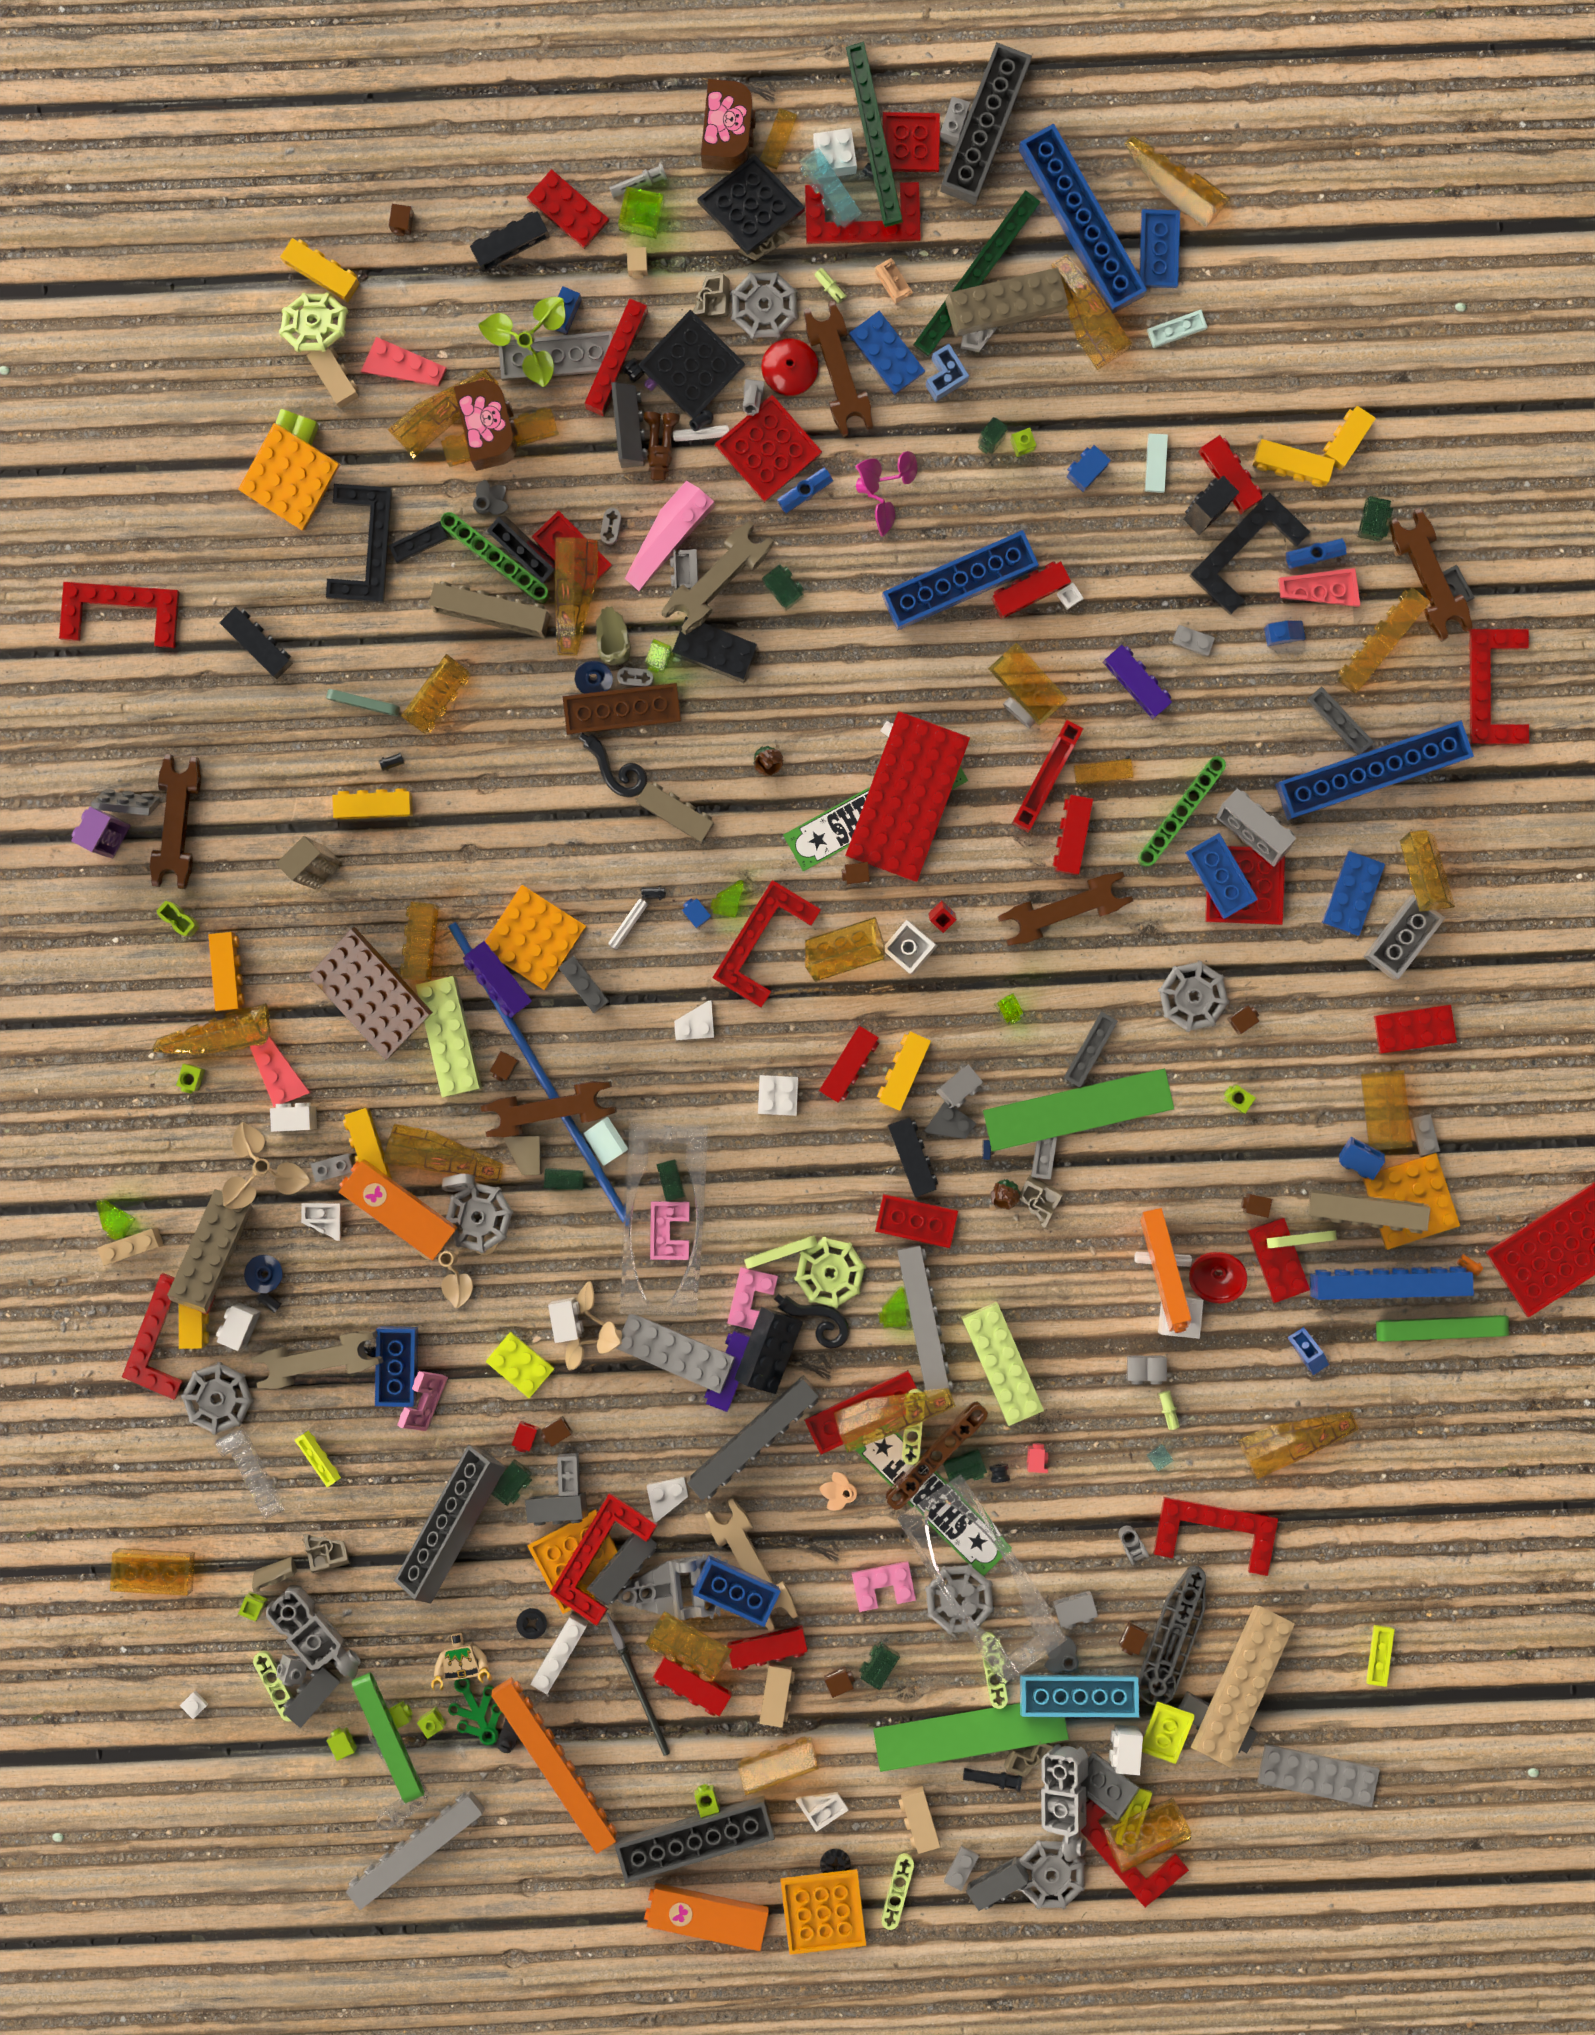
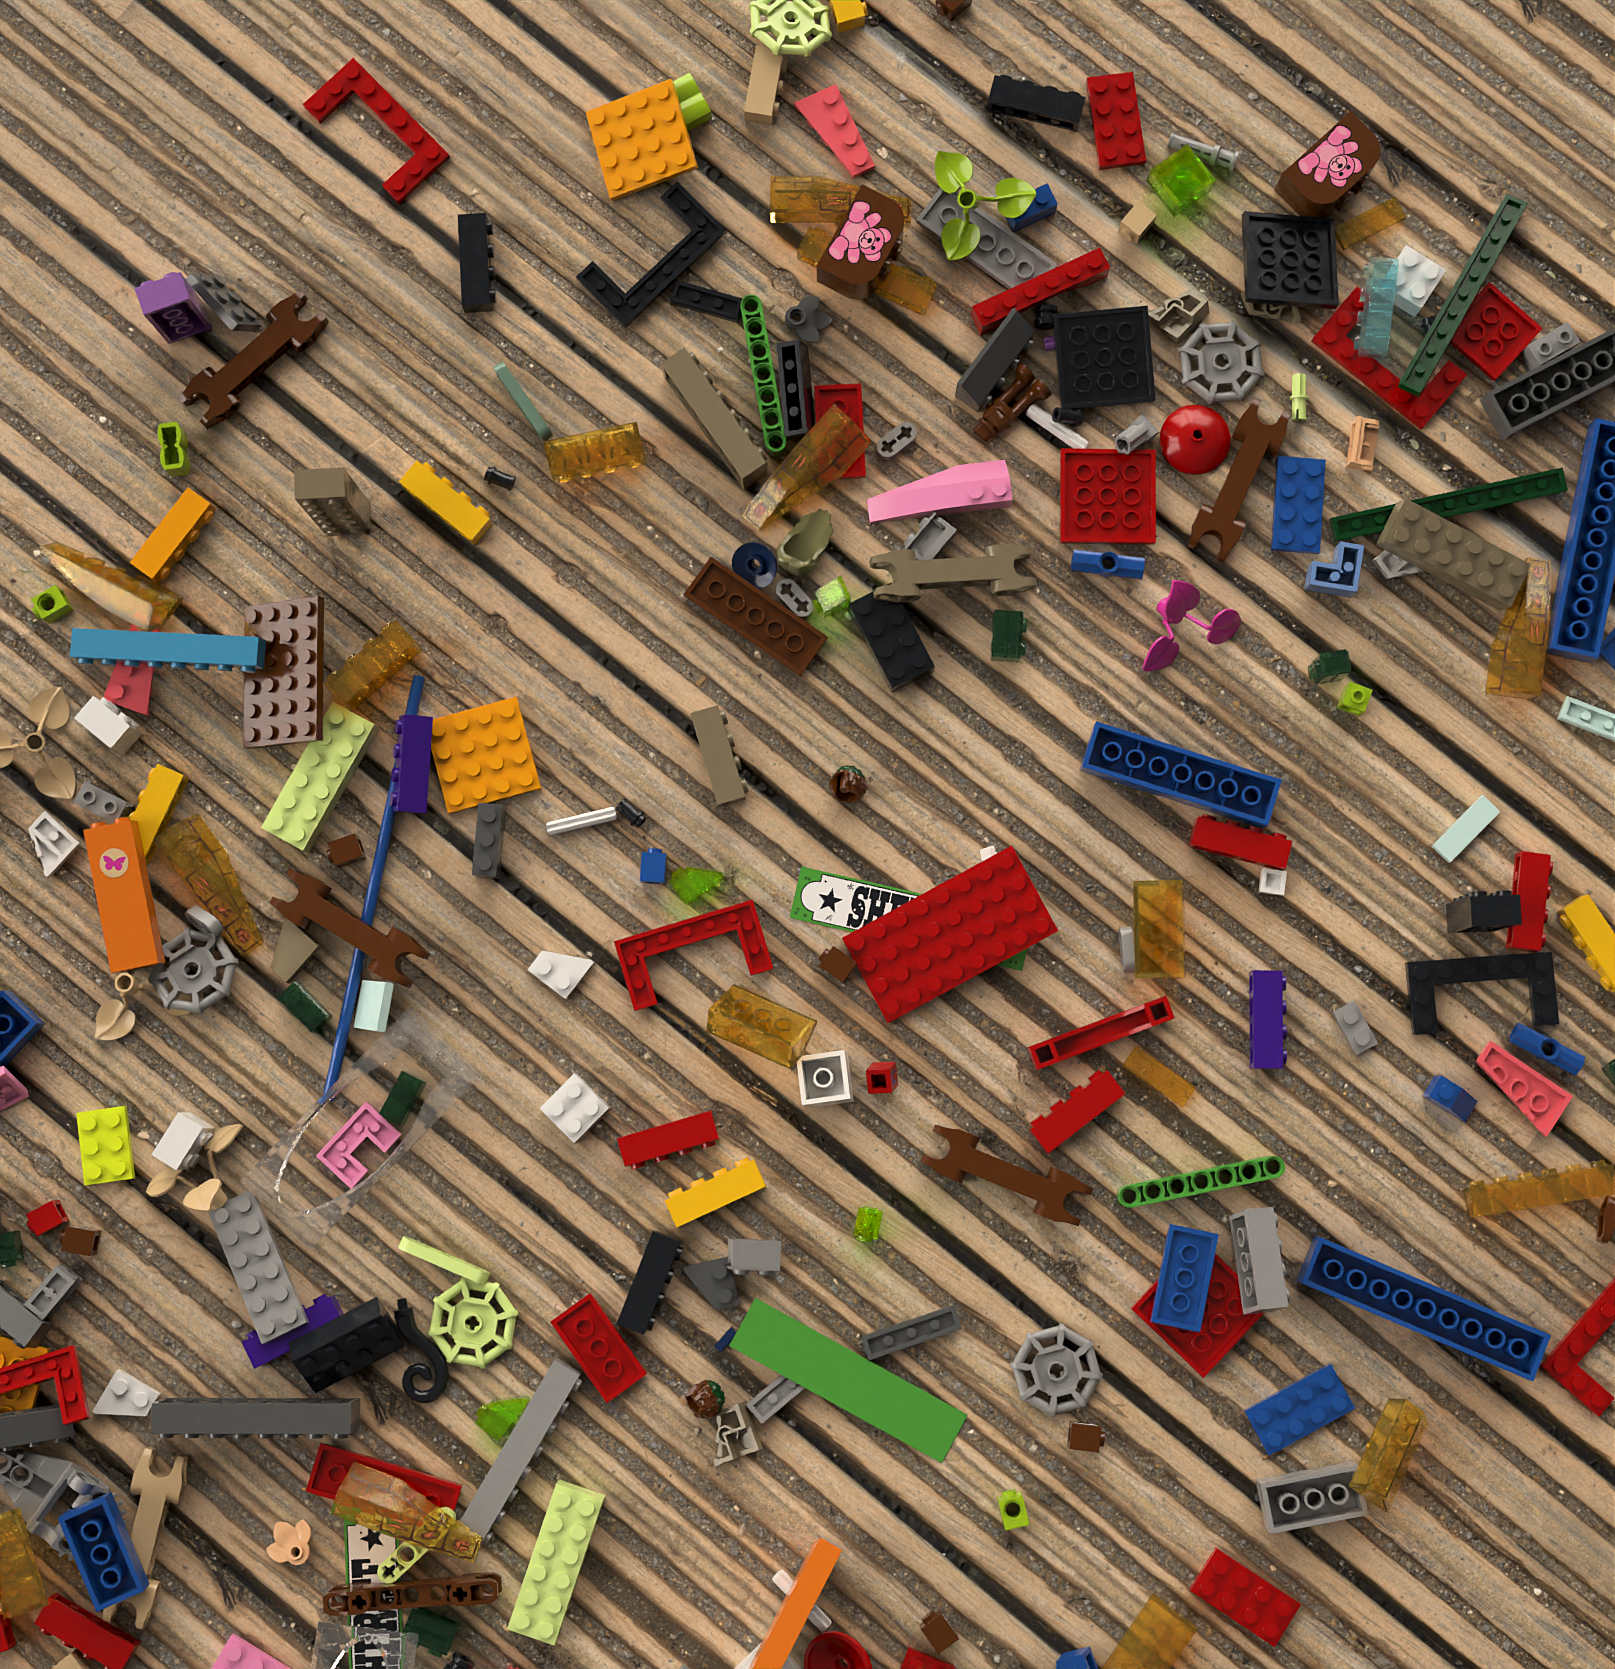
camera: 45 degrees right, 5 degrees down
(287, 1041) = (168, 648): none -> dark azure brick
(594, 746) = (699, 635): black plant -> none
(747, 1284) = (386, 1262): bright pink plate -> none
(1088, 468) = (1395, 776): blue brick -> none
(1340, 721) = (1430, 1230): dark grey plate -> none

